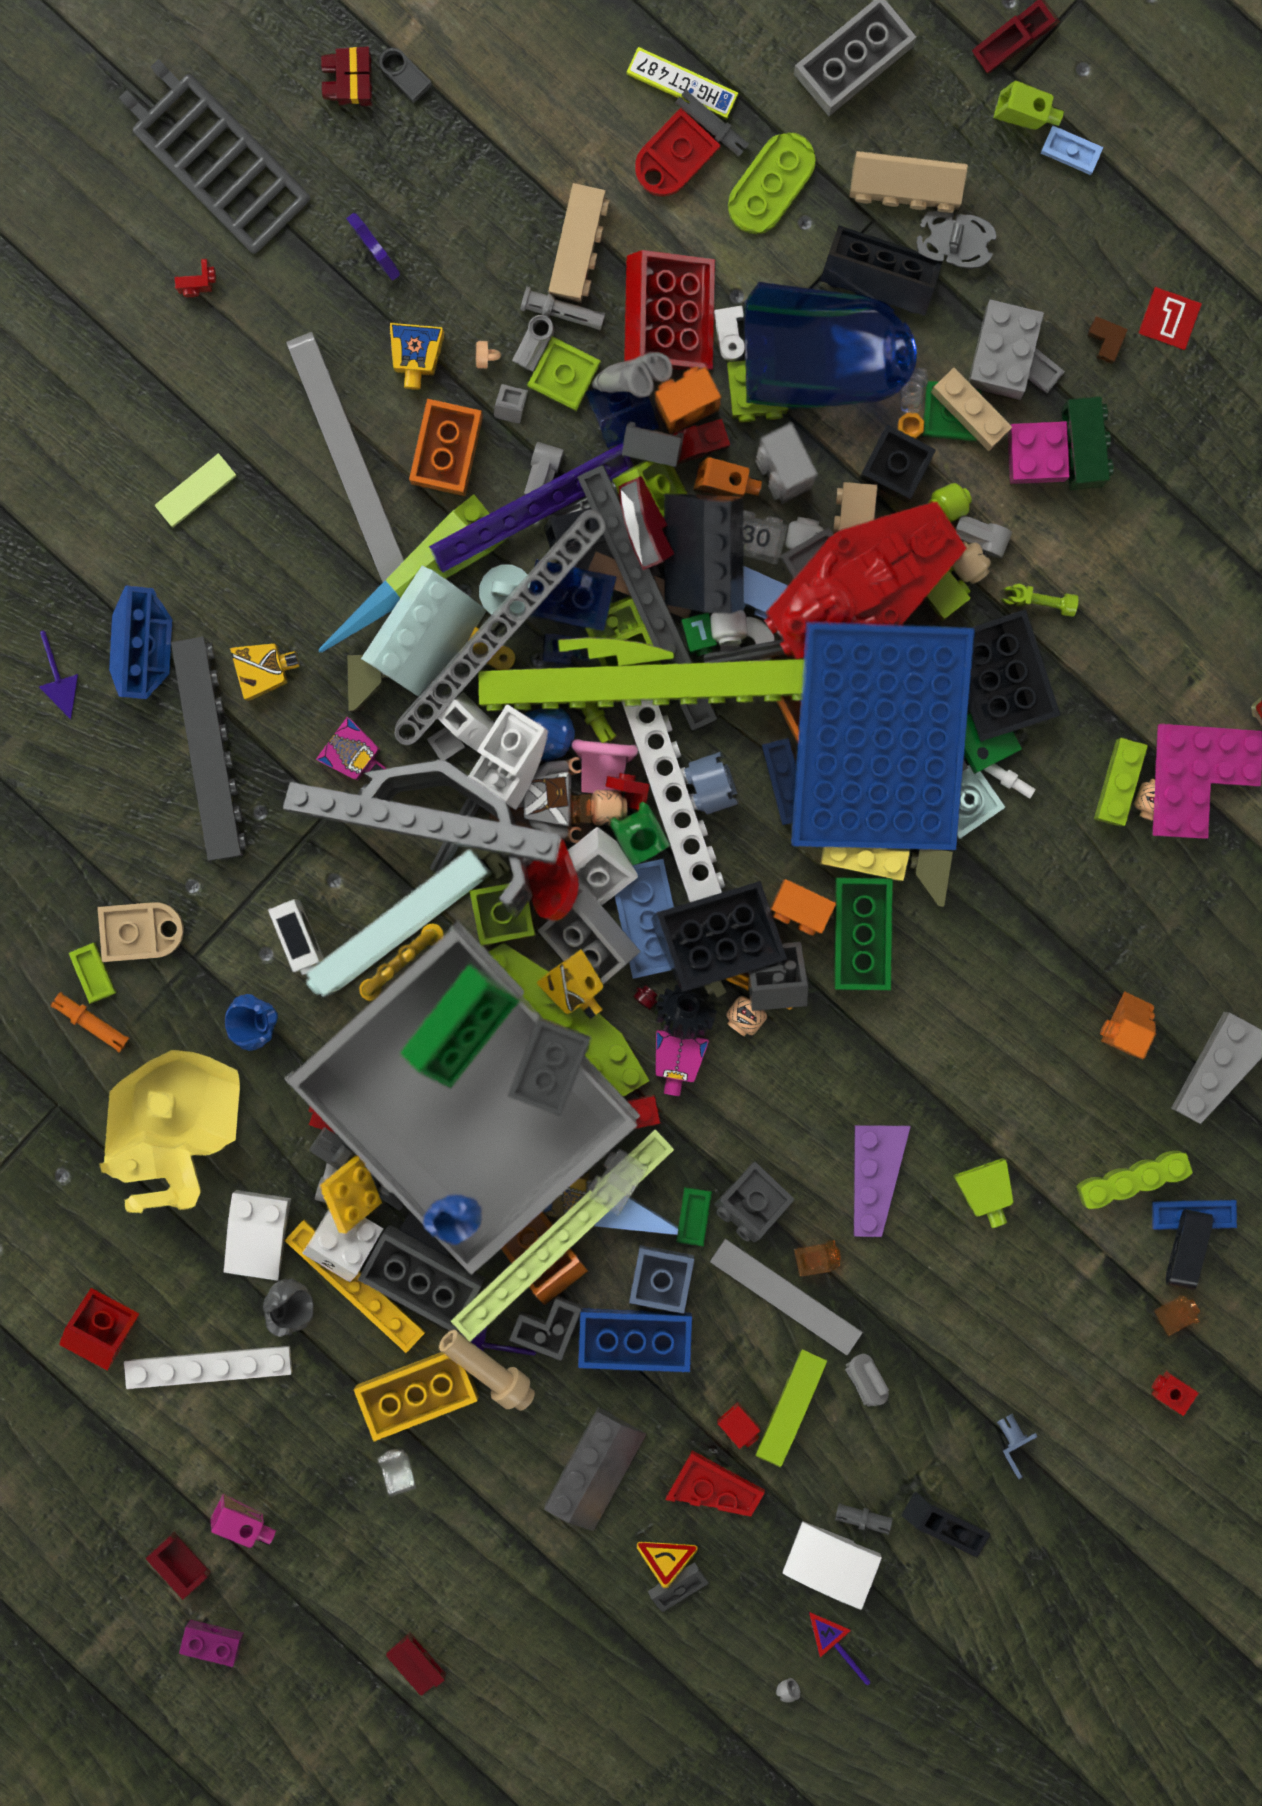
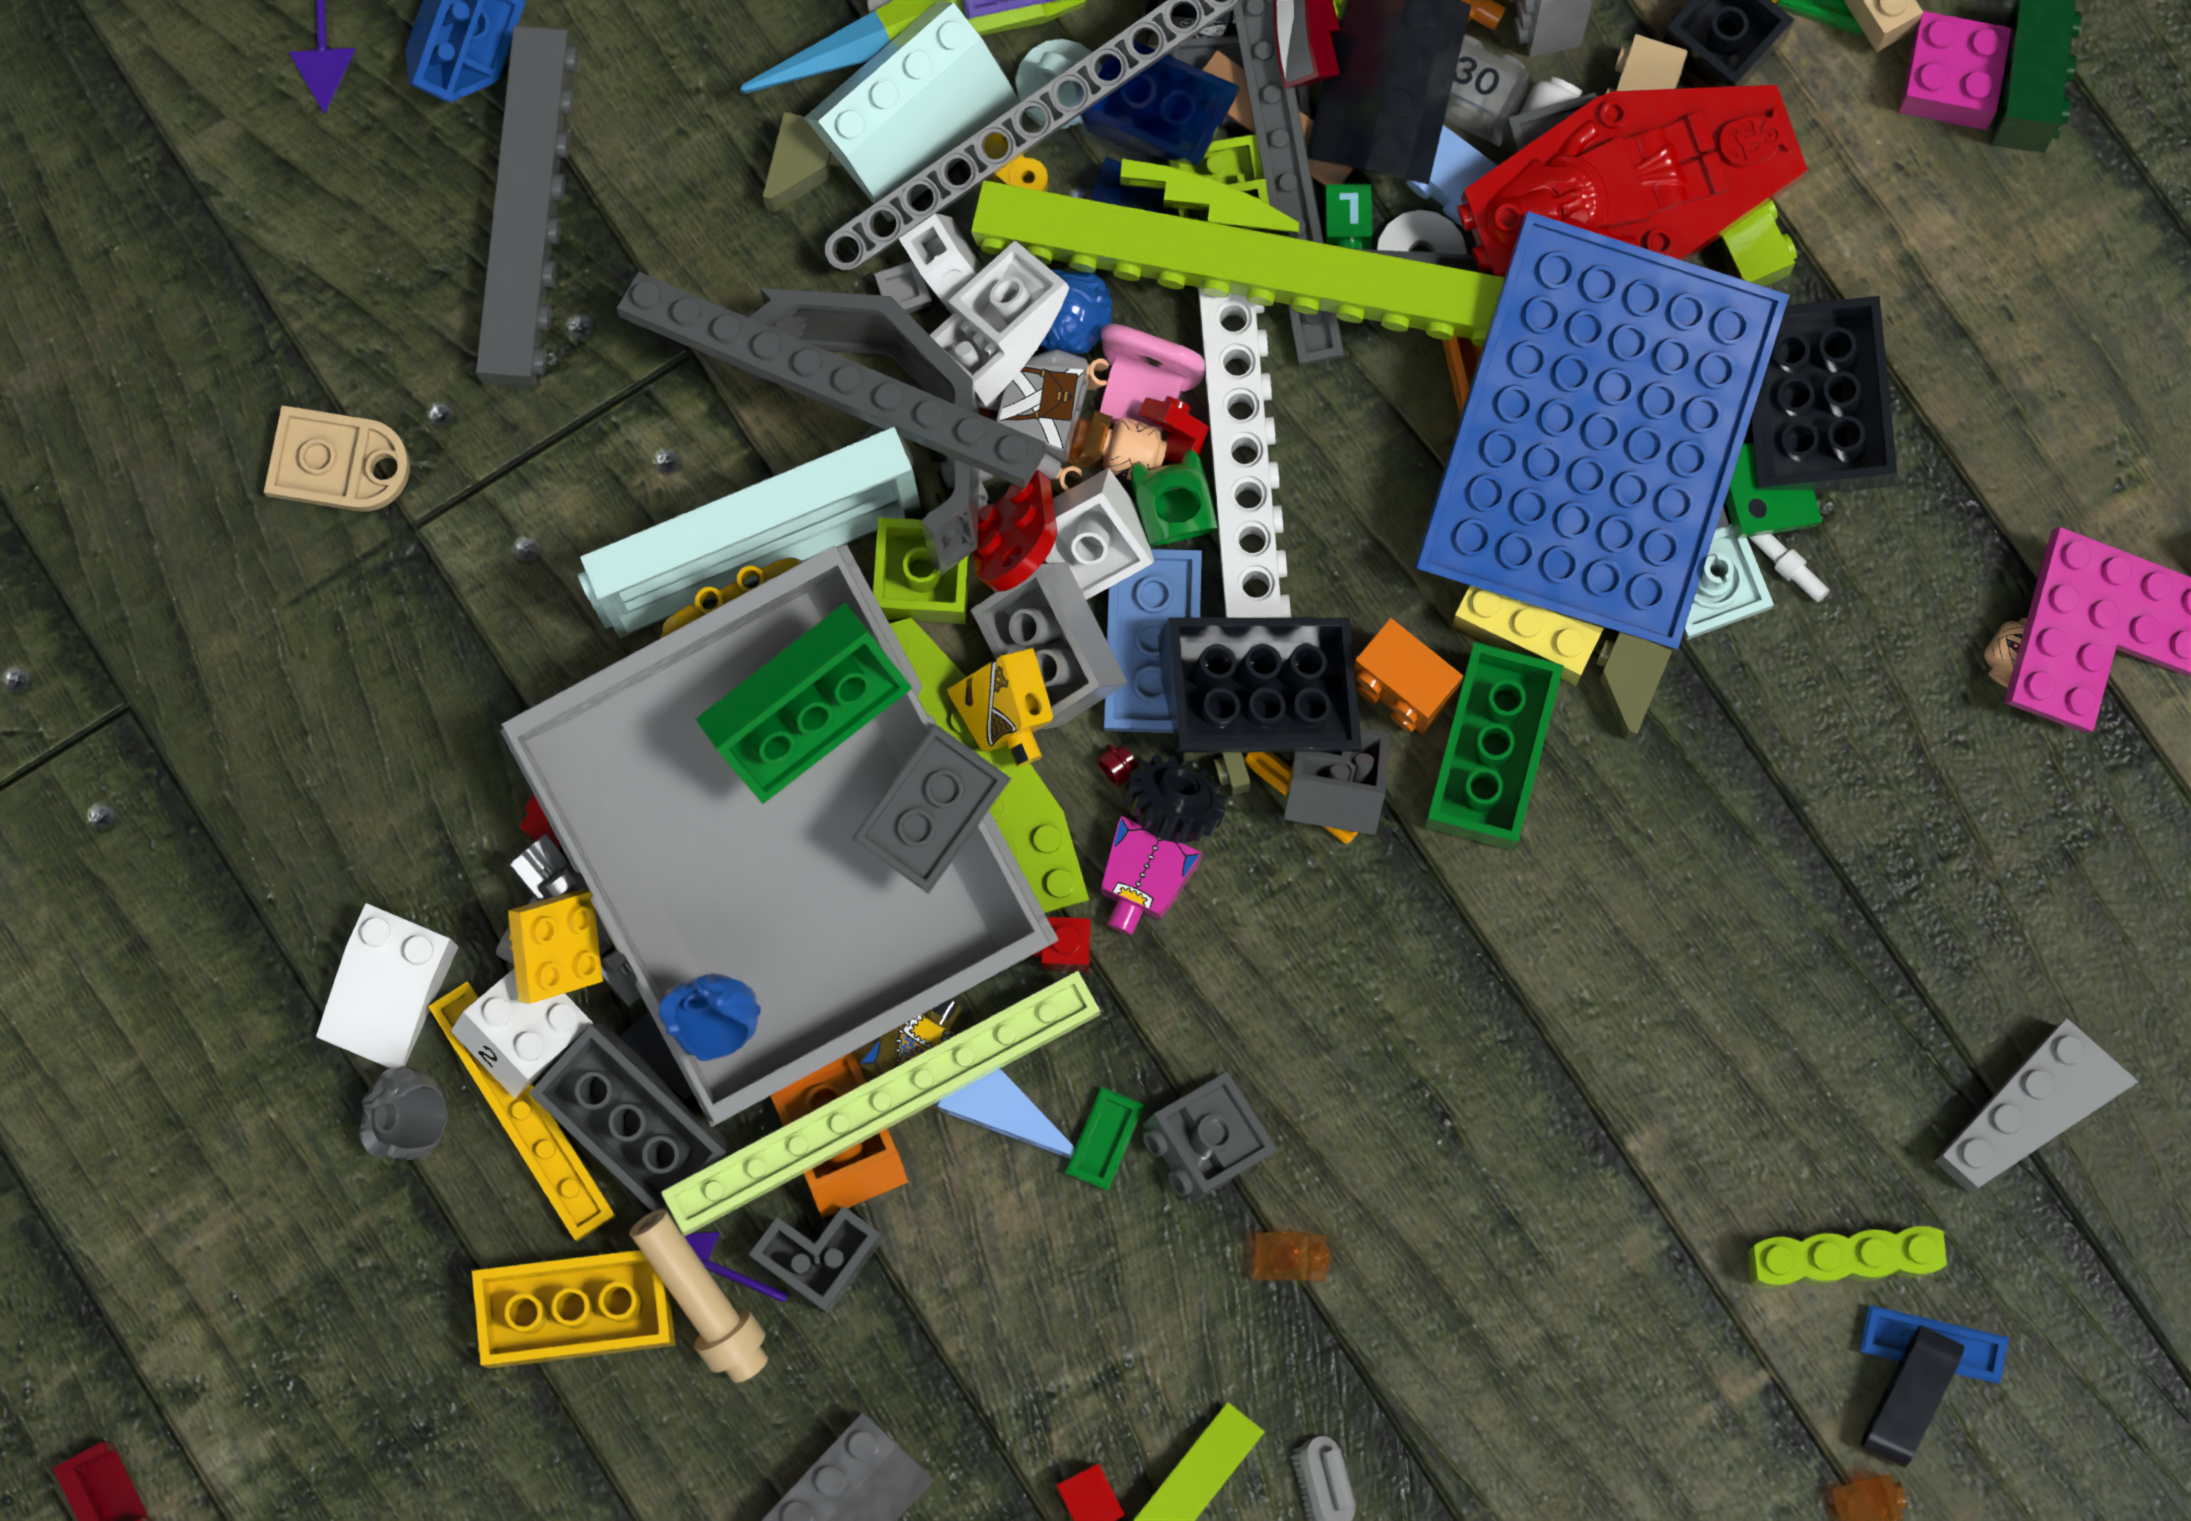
camera: 20 degrees right, 10 degrees down
(81, 1016) = (205, 569): orange pin -> none
(92, 973) = (244, 509): lime tile -> none
(98, 1329) = (87, 1075): red slope -> none
(162, 1118) = (295, 750): light yellow piece -> none
(208, 1367) = (246, 1184): white plate -> none
(231, 1517) = (208, 1439): dark pink torso -> none
(250, 1022) = (471, 642): blue hair -> none
(262, 668) = (644, 104): yellow torso -> none
(296, 936) = (580, 513): brick -> none
(351, 751) = (744, 261): torso -> none
(397, 1472) = (506, 1433): clear bracket -> none
(599, 724) = (1150, 308): lime pin -> none
(617, 1182) = (994, 1033): clear brick -> none
(635, 1340) = (955, 1312): blue brick -> none
(661, 1279) = (1025, 1222): sand blue brick -> none
(712, 783) = (1310, 449): sand blue brick -> none
(729, 628) = (1398, 213): white head -> none
(743, 1018) = (1270, 837): light nougat head -> none
(782, 776) = (1425, 460): dark blue plate -> none
(786, 1296) = (1223, 1309): light grey tile -> none
(876, 1169) = (1423, 1137): medium lavender wing -> none
(952, 500) = (1806, 110): lime head -> none
(972, 564) = (1807, 211): tan head -> none
(987, 1190) = (1598, 1215): lime torso -> none
(991, 537) = (1846, 183): light grey piece -> none
(1025, 596) = (1947, 314): lime bar -> none
(1120, 782) = (1970, 611): lime brick -> none
(1130, 1026) = (1893, 1005): orange wedge -> none

